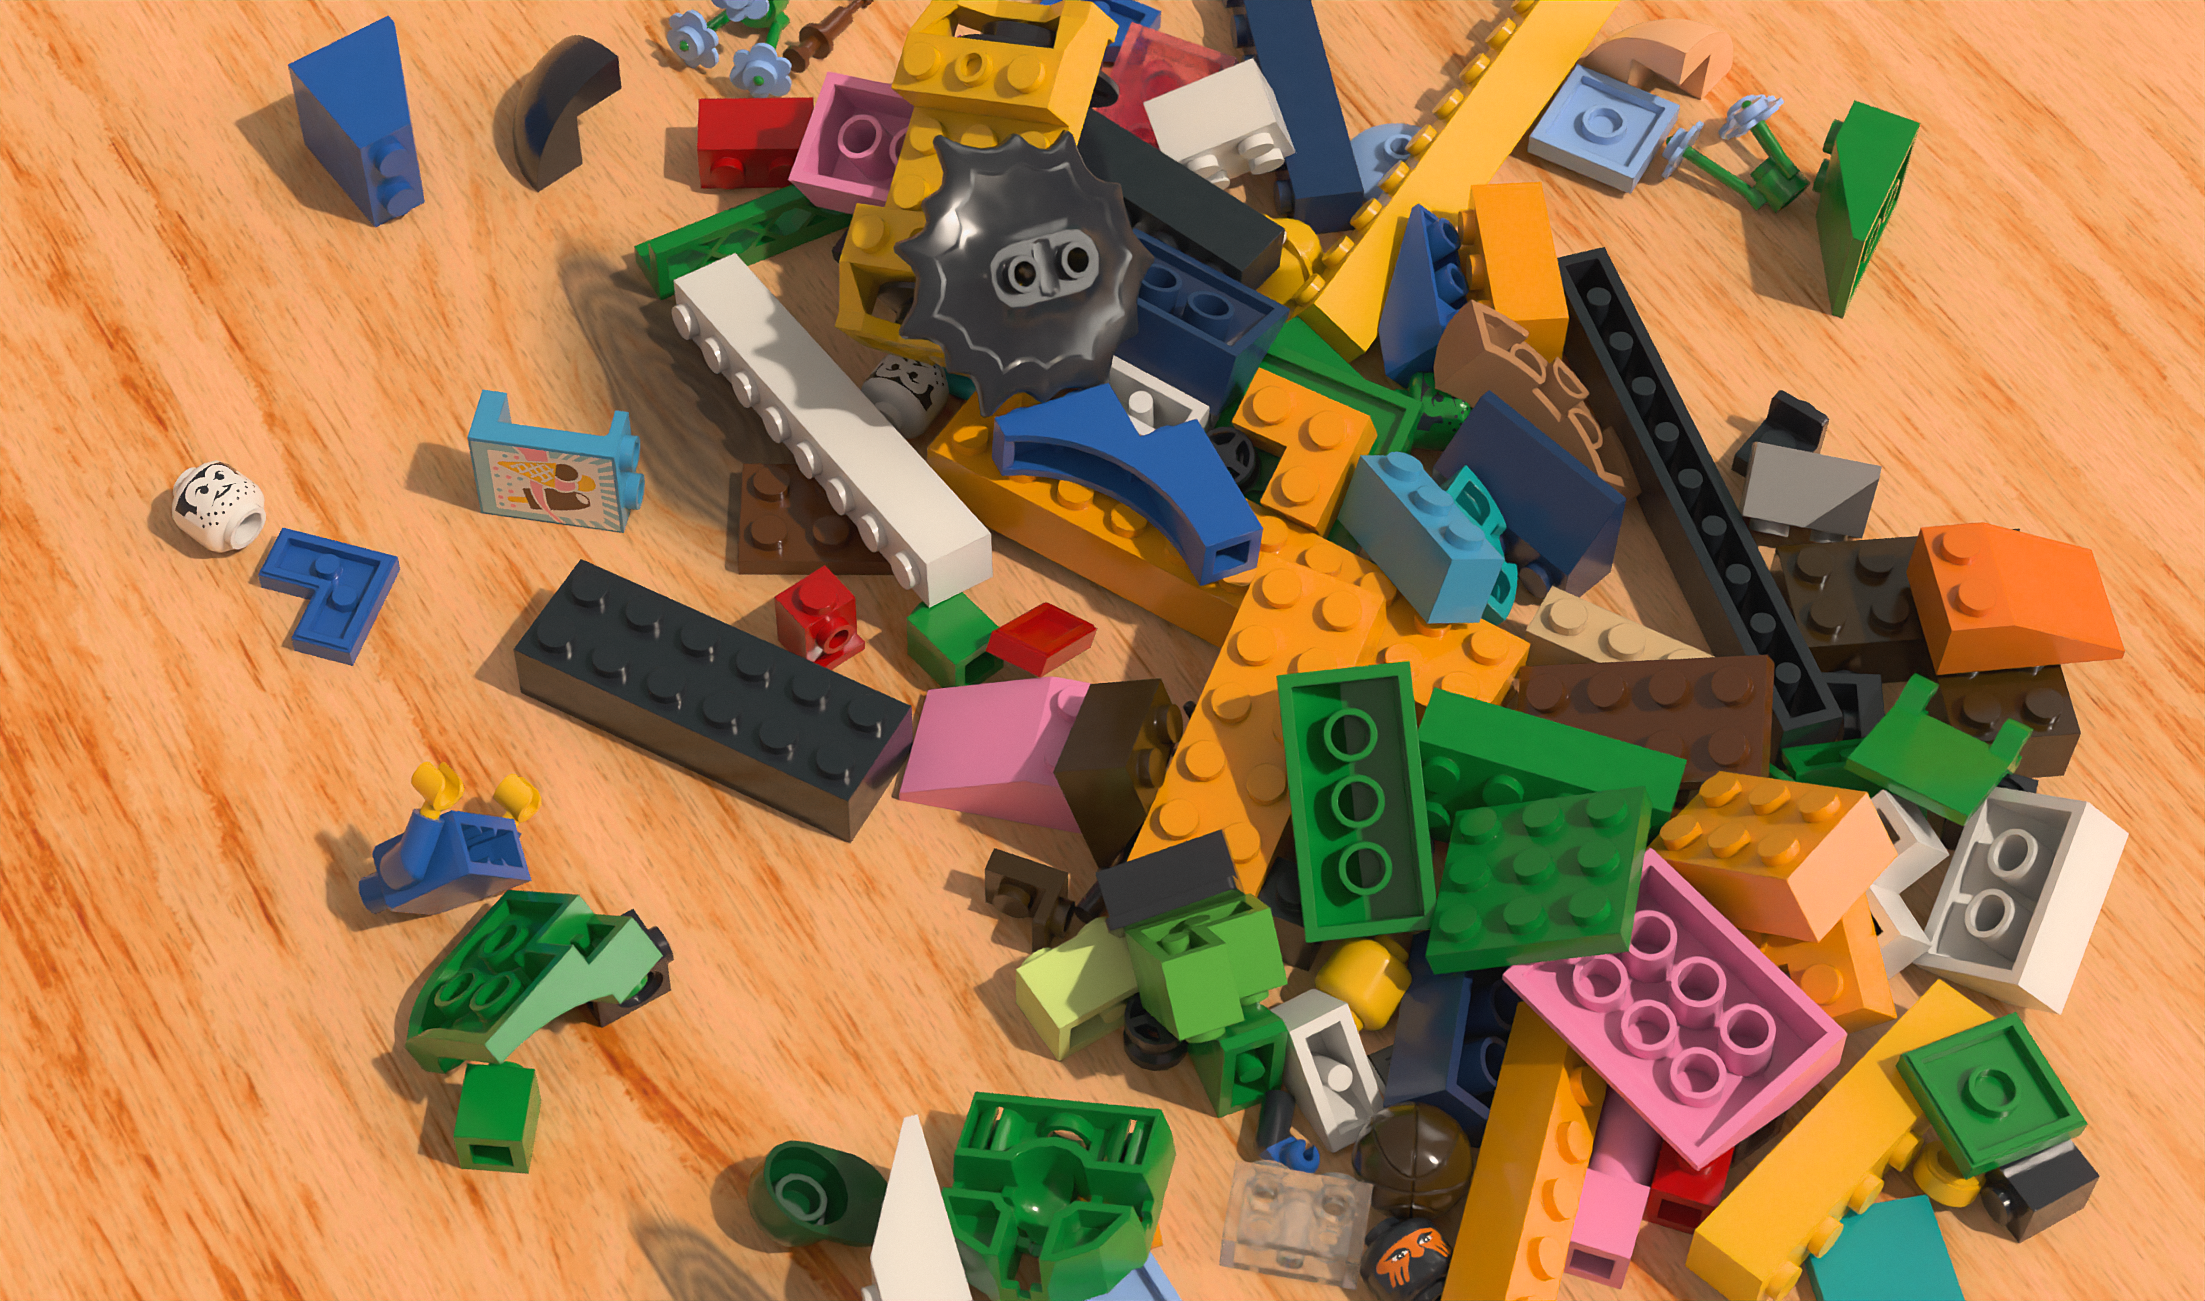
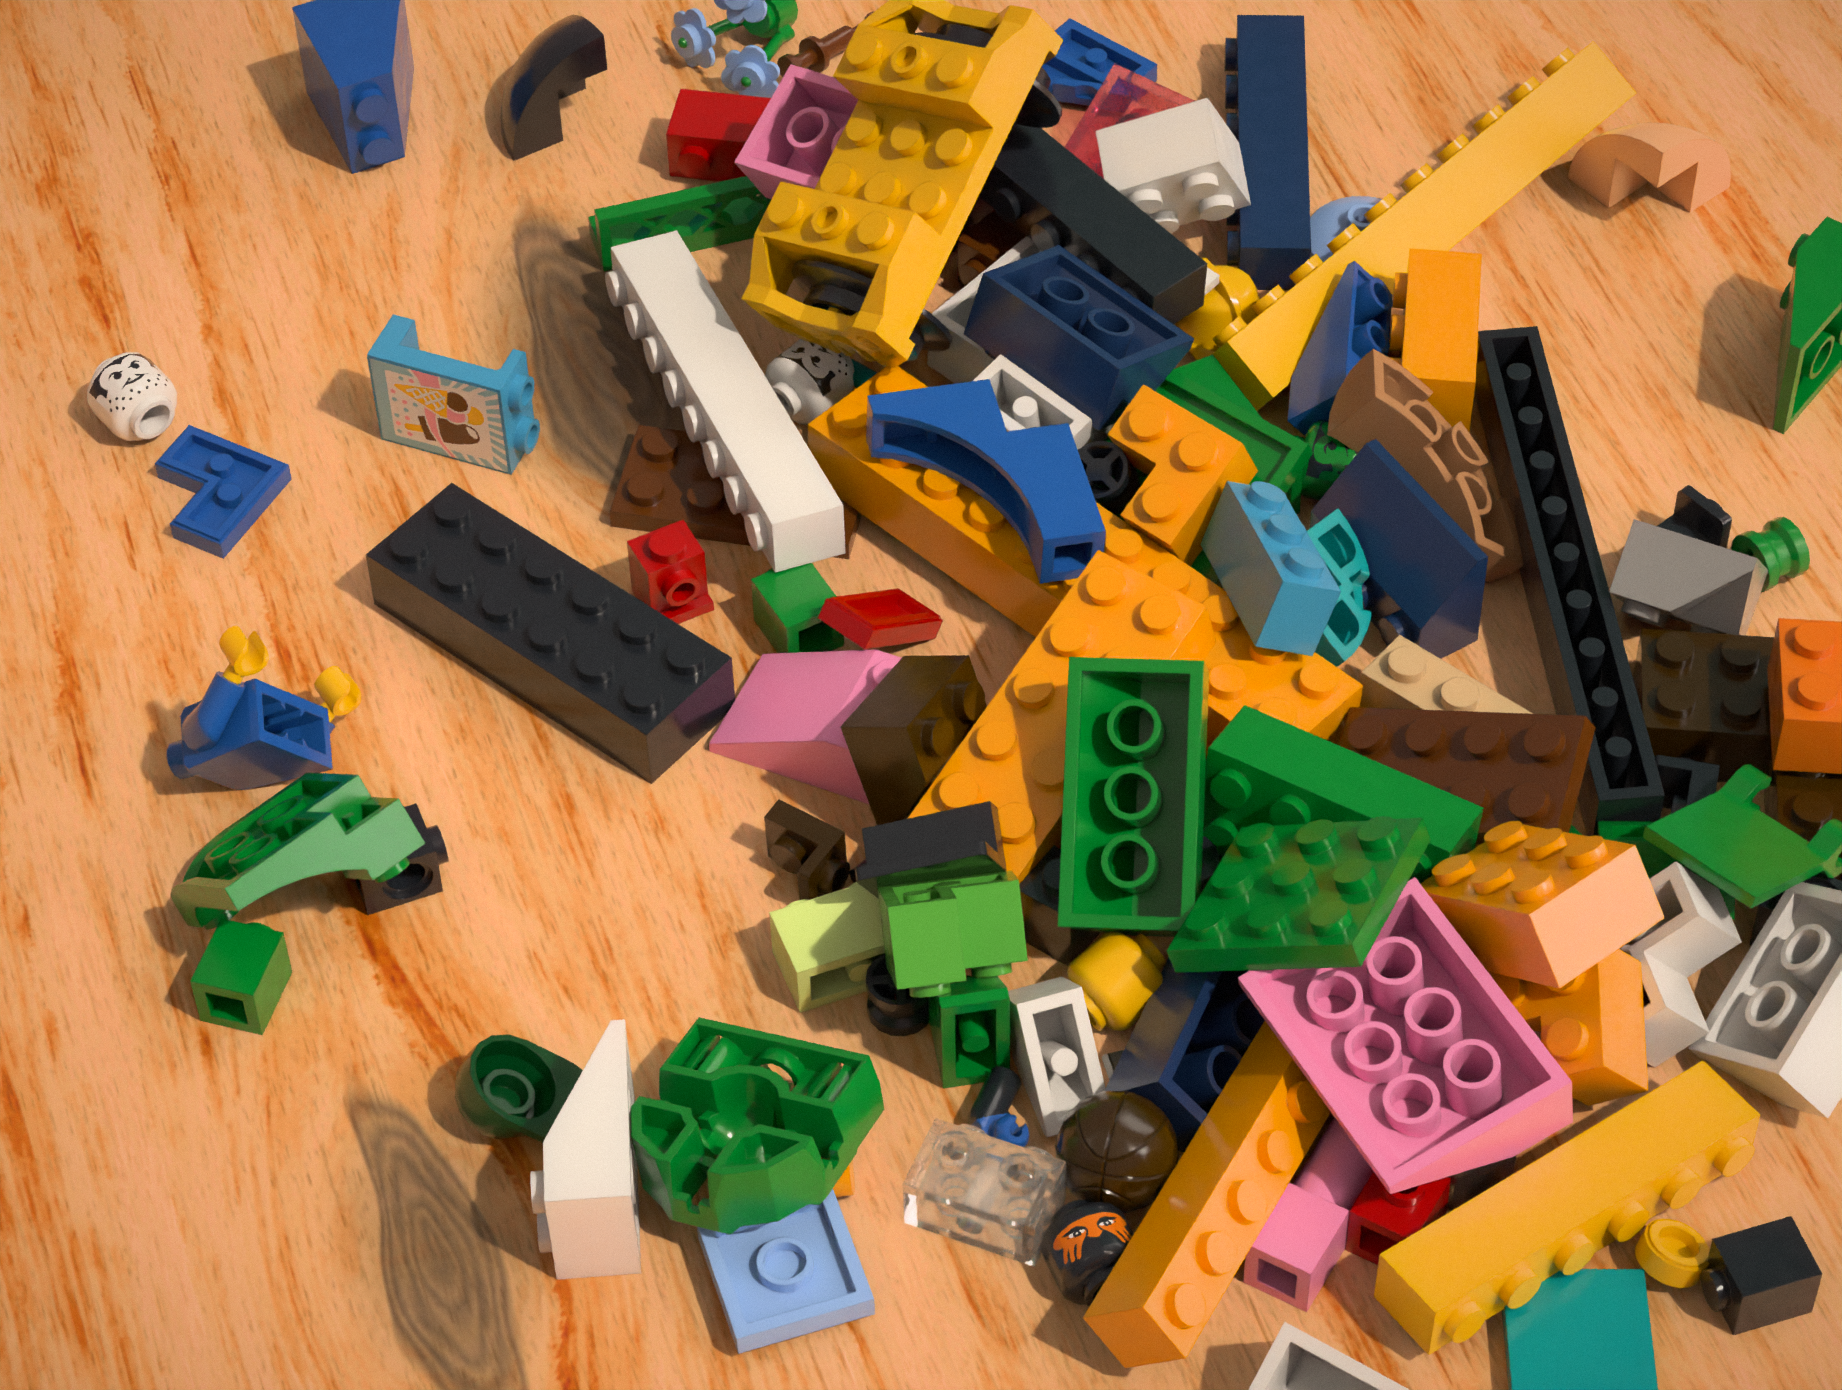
camera: 15 degrees right, 5 degrees down
(1029, 221) = (937, 310): black piece -> none
(1603, 128) = (1578, 224): light blue plate -> none
(1776, 178) = (1743, 289): green plant -> none
(1871, 440) = (1778, 548): none -> green wheel
(1991, 1095) = (1724, 1176): green tile -> none

